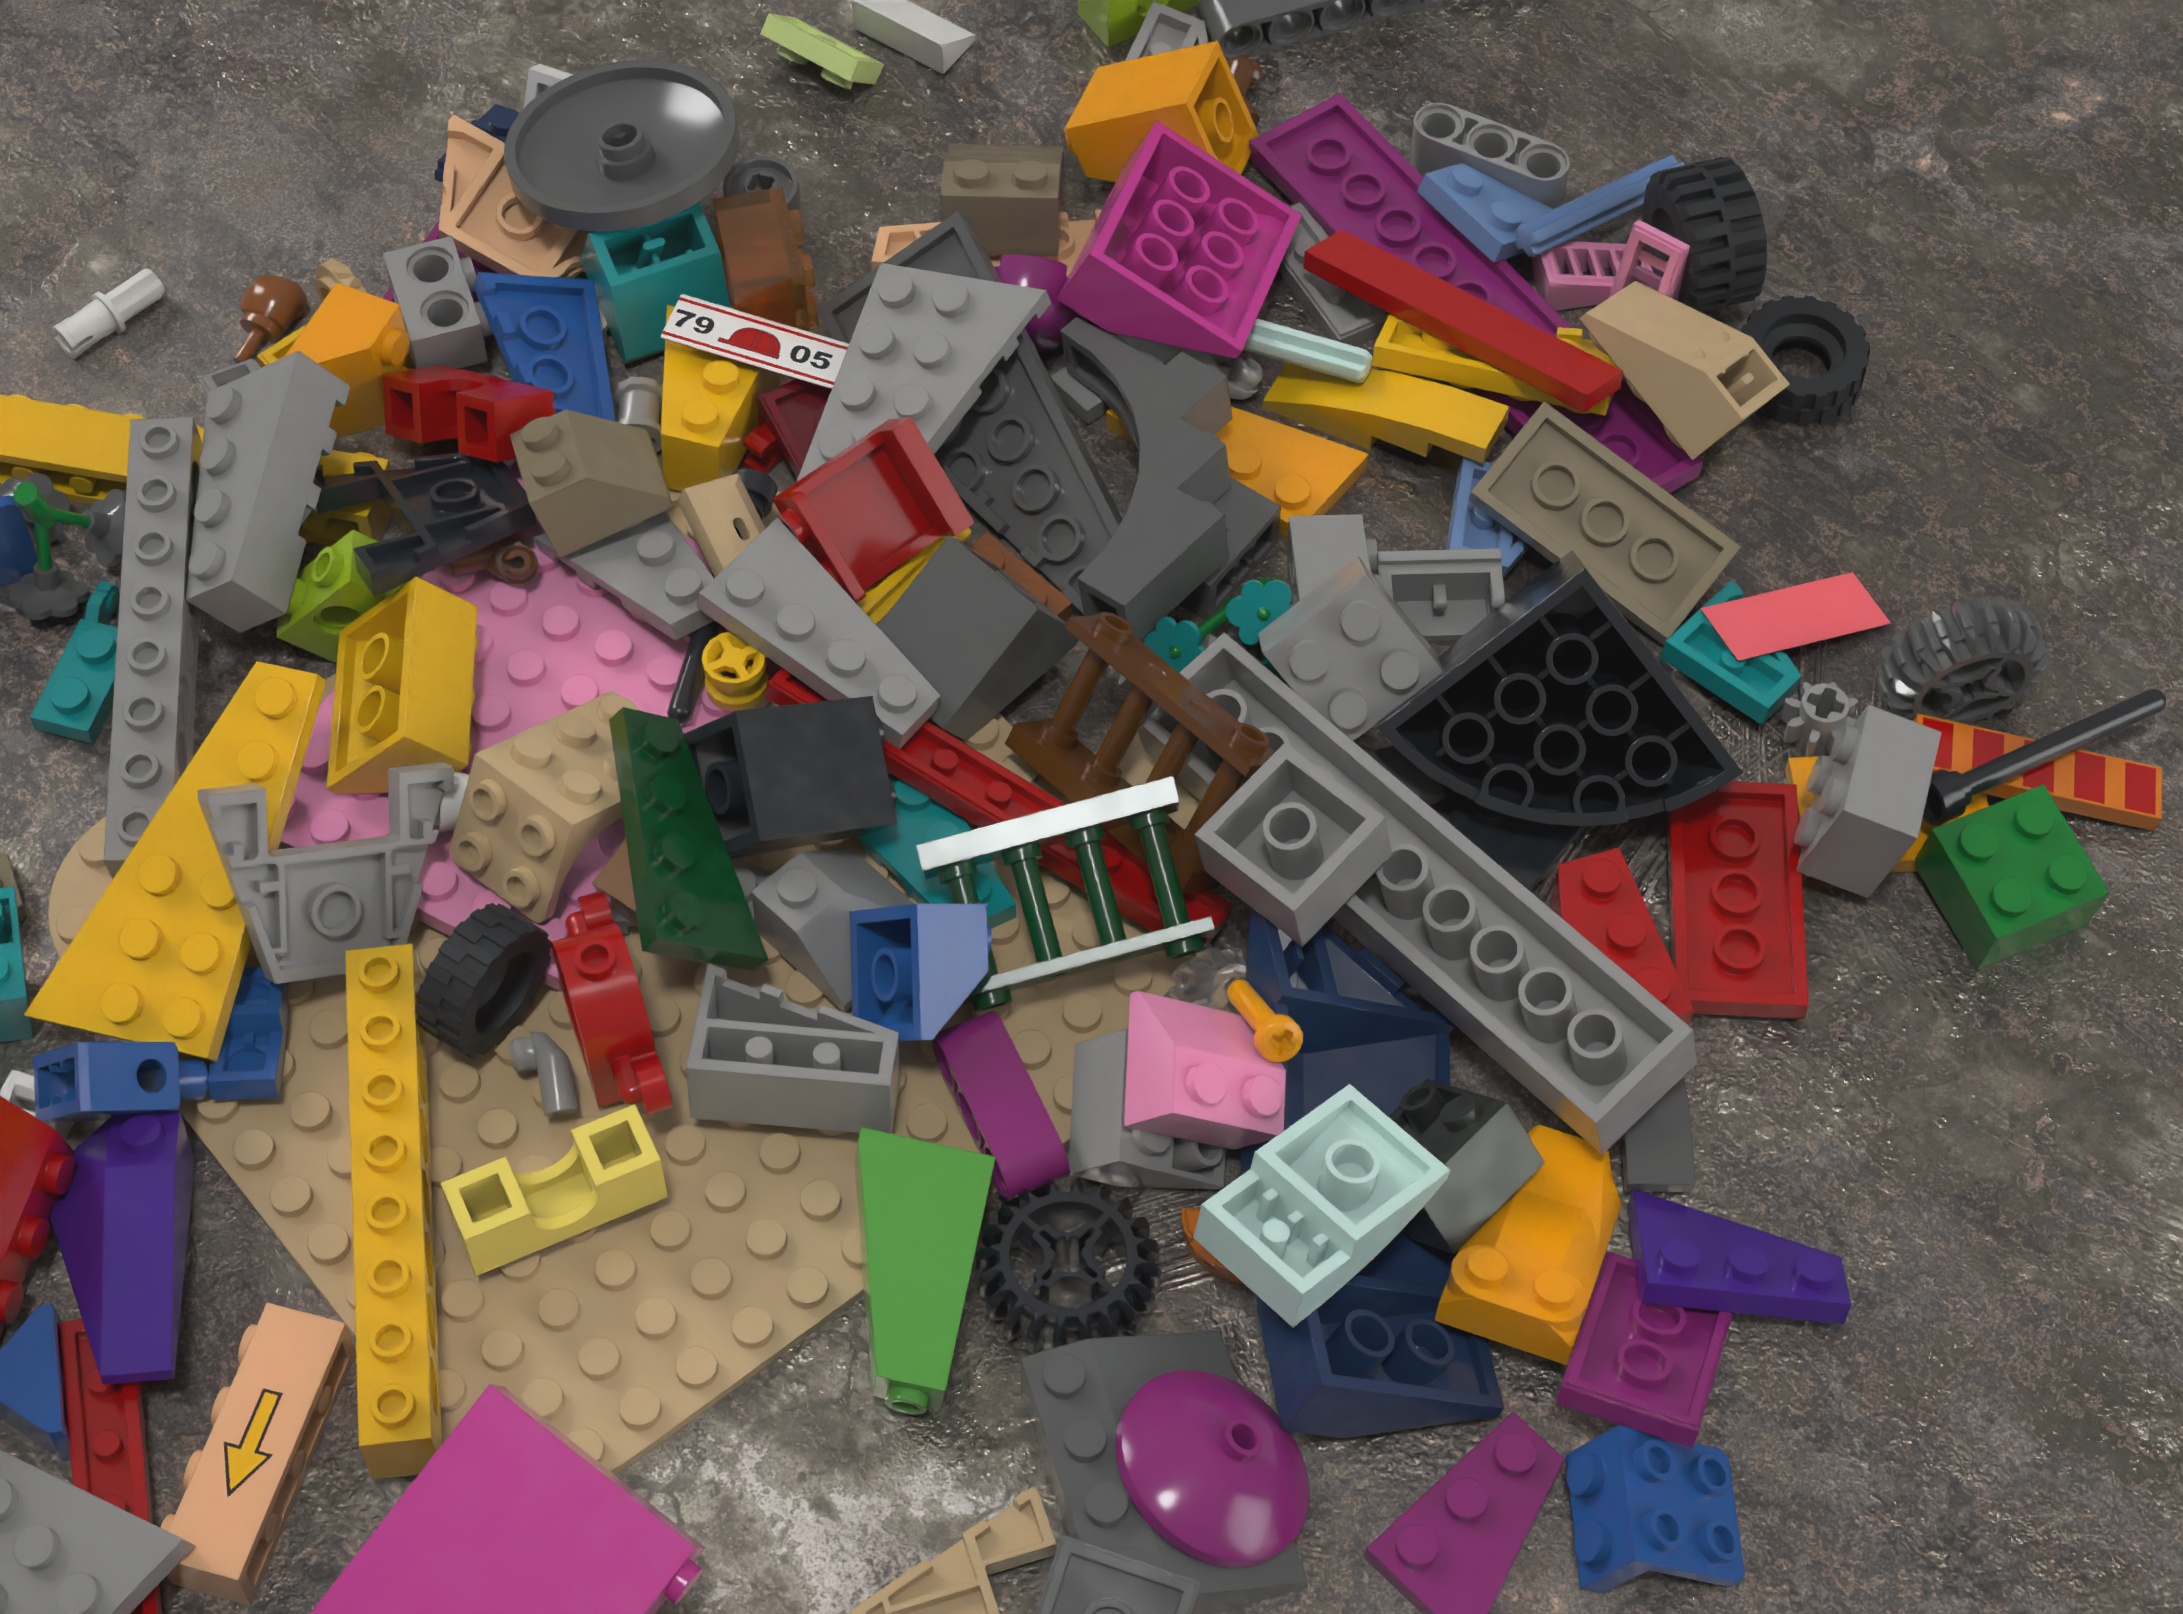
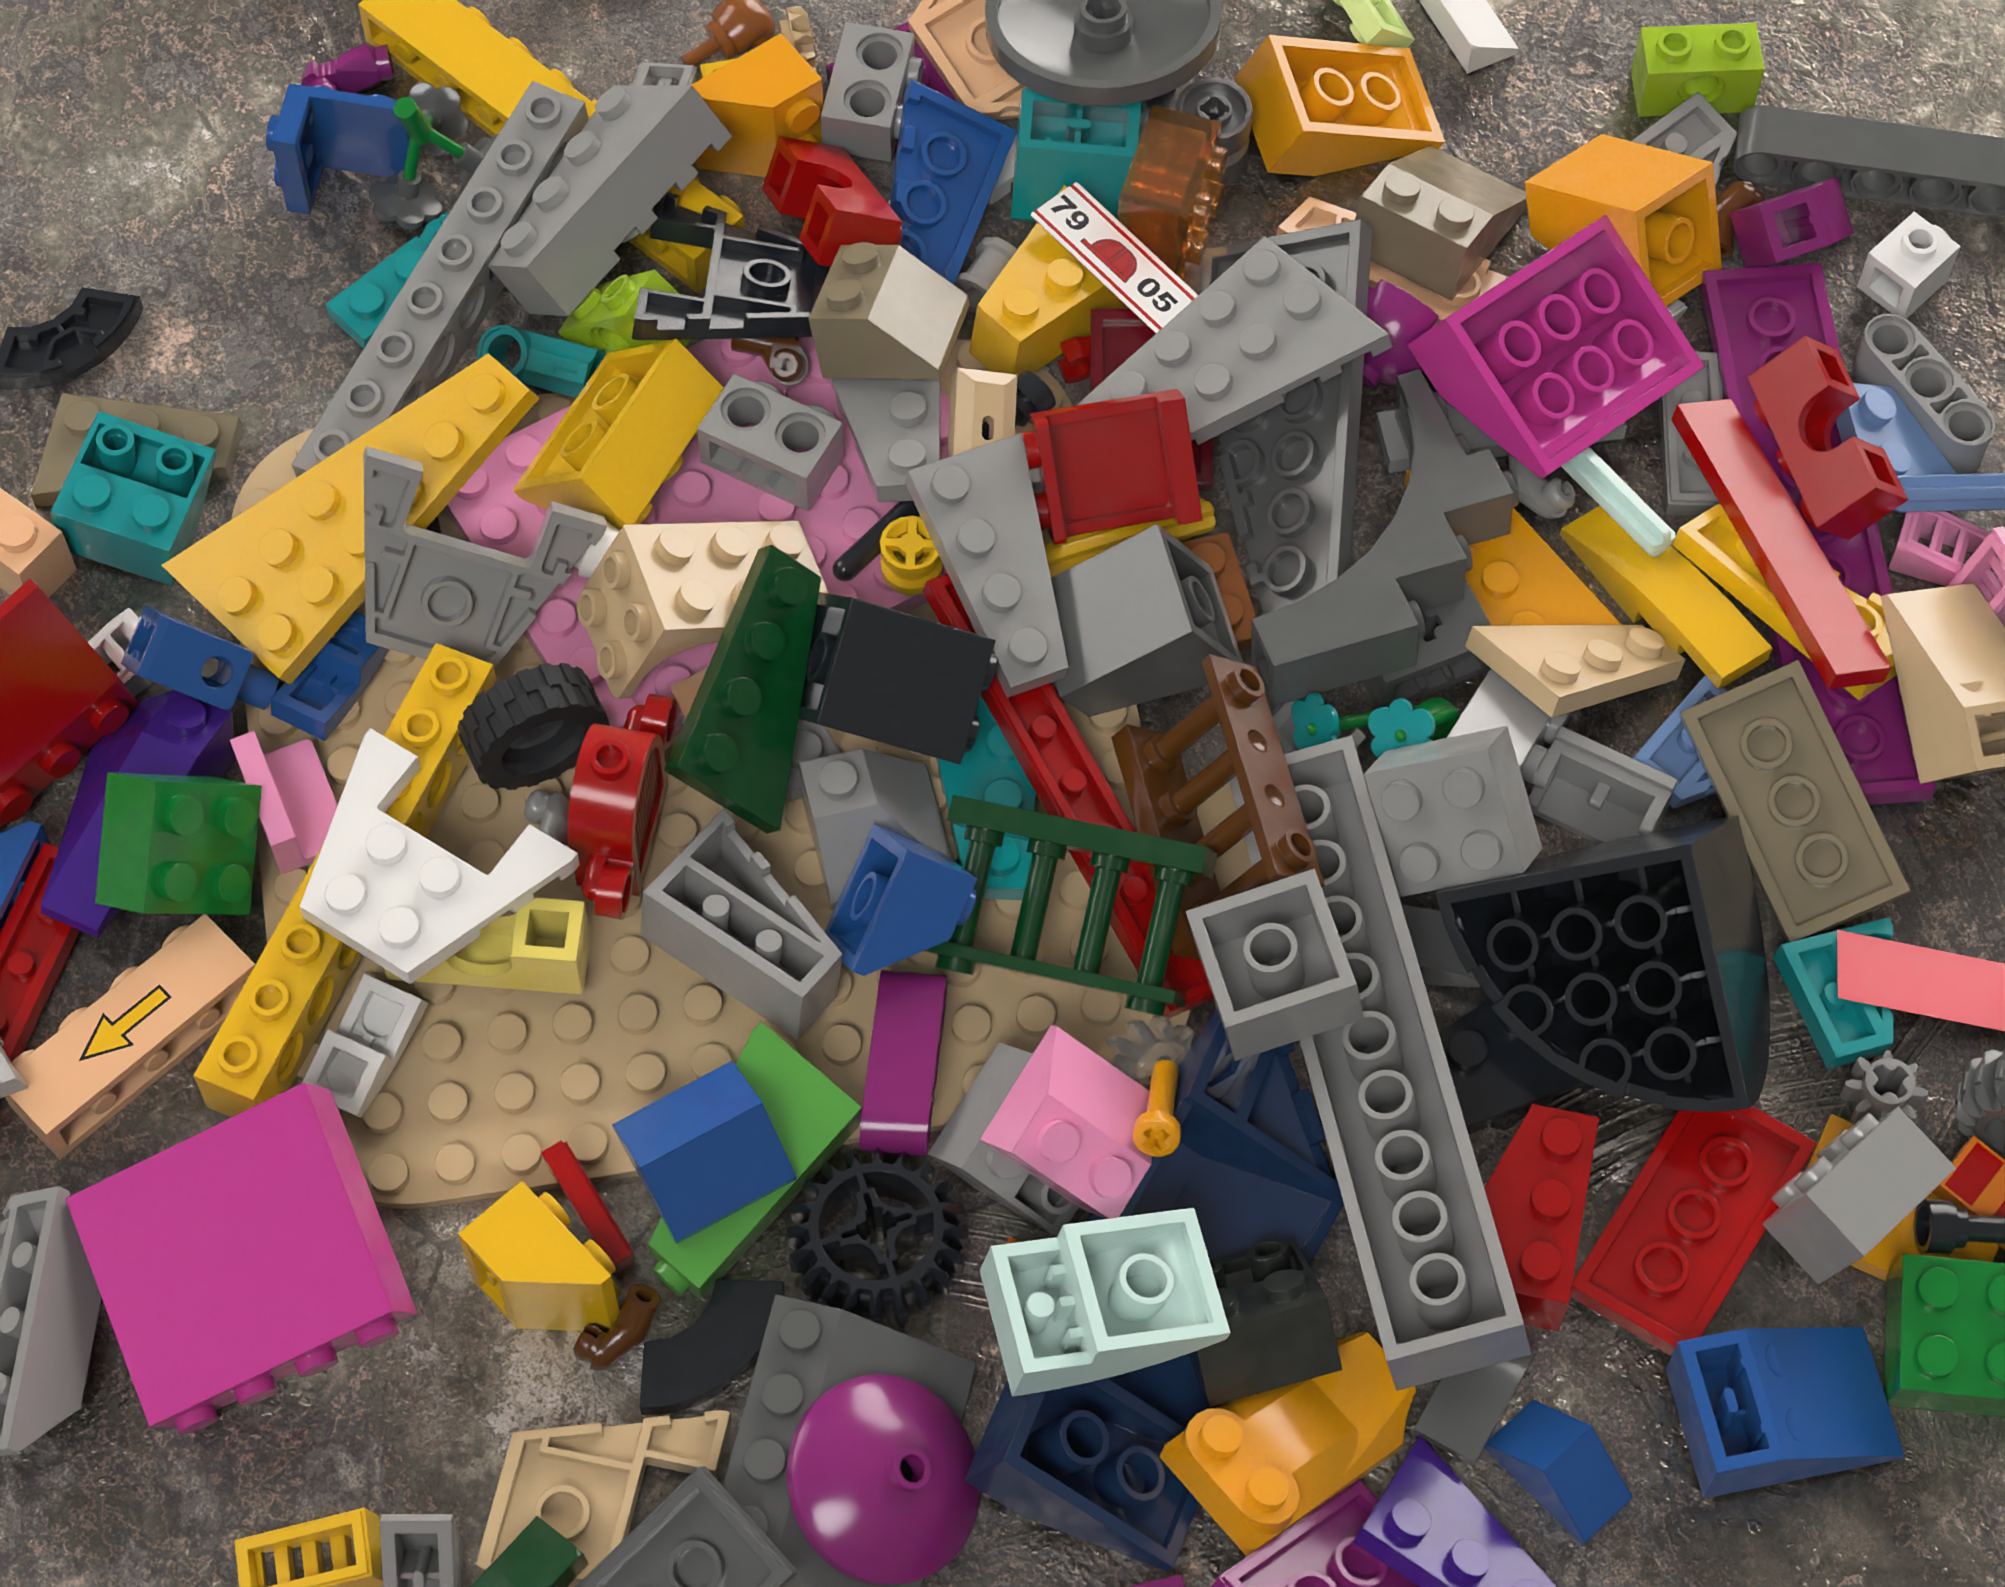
camera: 30 degrees right, 5 degrees up
(208, 1249) = (178, 844): none -> green brick
(279, 1166) = (294, 798): none -> bright pink panel
(307, 653) = (544, 359): none -> teal piece
(461, 1180) = (401, 893): none -> white wing
(491, 1337) = (366, 1044): none -> white slope
(547, 644) = (764, 452): none -> light grey brick
(790, 1449) = (537, 1267): none -> yellow slope
(795, 1376) = (588, 1205): none -> red tile
(854, 143) = (1335, 105): none -> light orange slope
(882, 1262) = (705, 1151): none -> blue slope
(896, 1467) = (628, 1331): none -> reddish brown arm
(981, 1445) = (710, 1352): none -> black tile
(1294, 75) = (1791, 224): none -> magenta slope
(1355, 497) = (1575, 664): none -> tan wing
(1404, 199) = (1799, 401): none -> red arch
(1410, 64) = (1908, 265): none -> white brick
(1763, 1152) = (1561, 1468): none -> blue slope
(1901, 1011) = (1780, 1406): none -> blue slope

